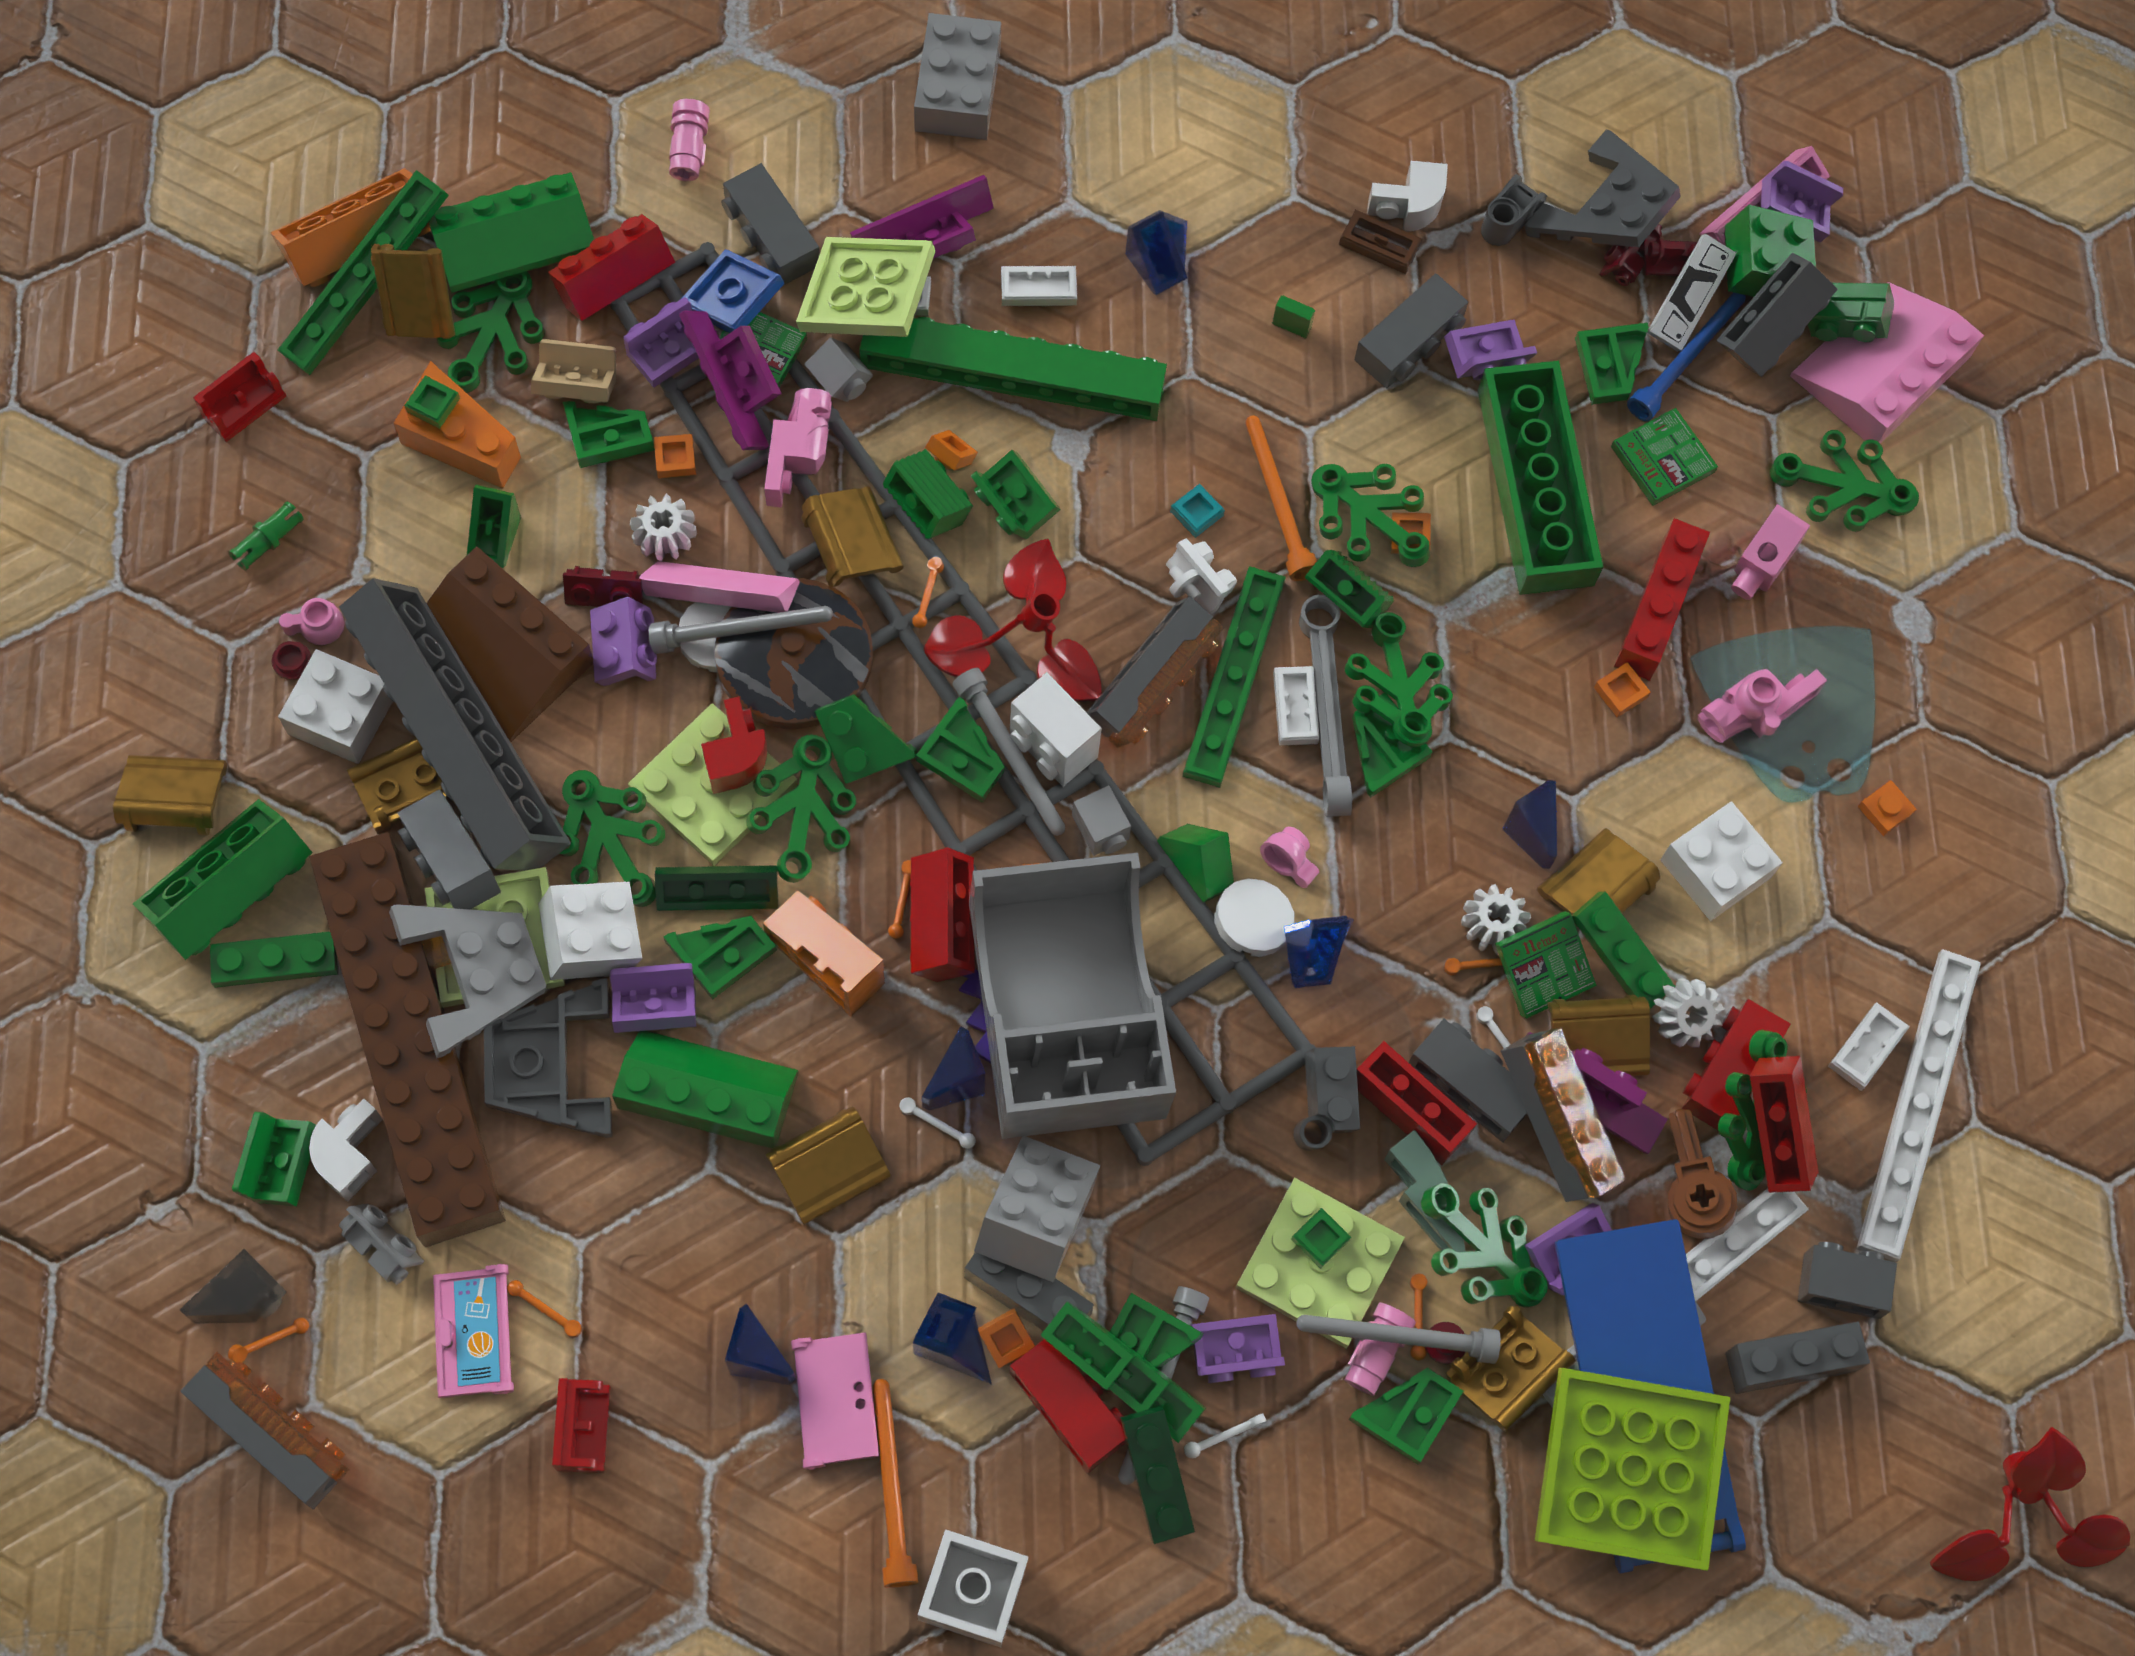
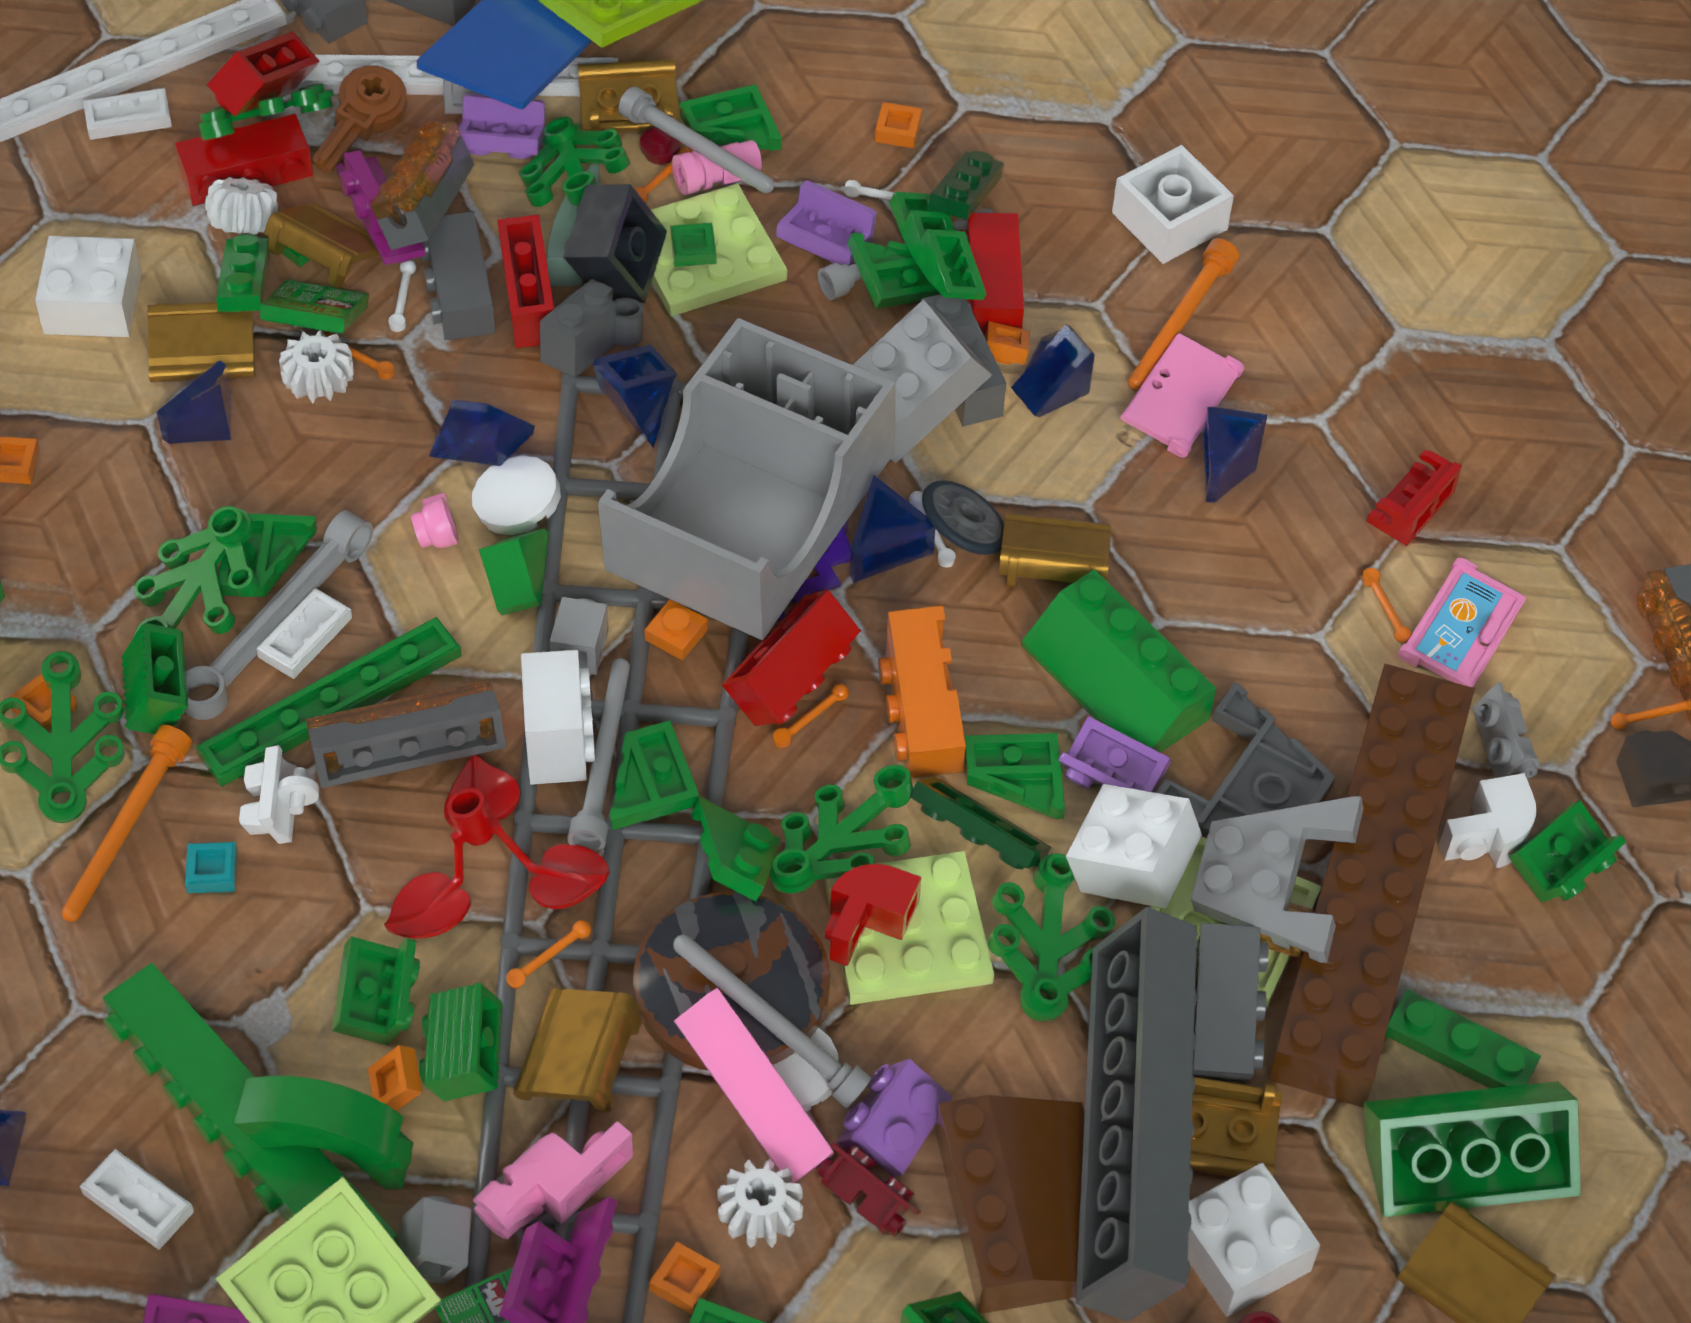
camera: 140 degrees left, 15 degrees down
(933, 1120) = (963, 517): none -> dark grey wheel
(949, 364) = (327, 1117): none -> green arch
(1246, 1063) = (638, 385): none -> clear blue slope
(1272, 1516) = (898, 125): none -> orange plate
(1369, 1171) = (615, 240): none -> black brick

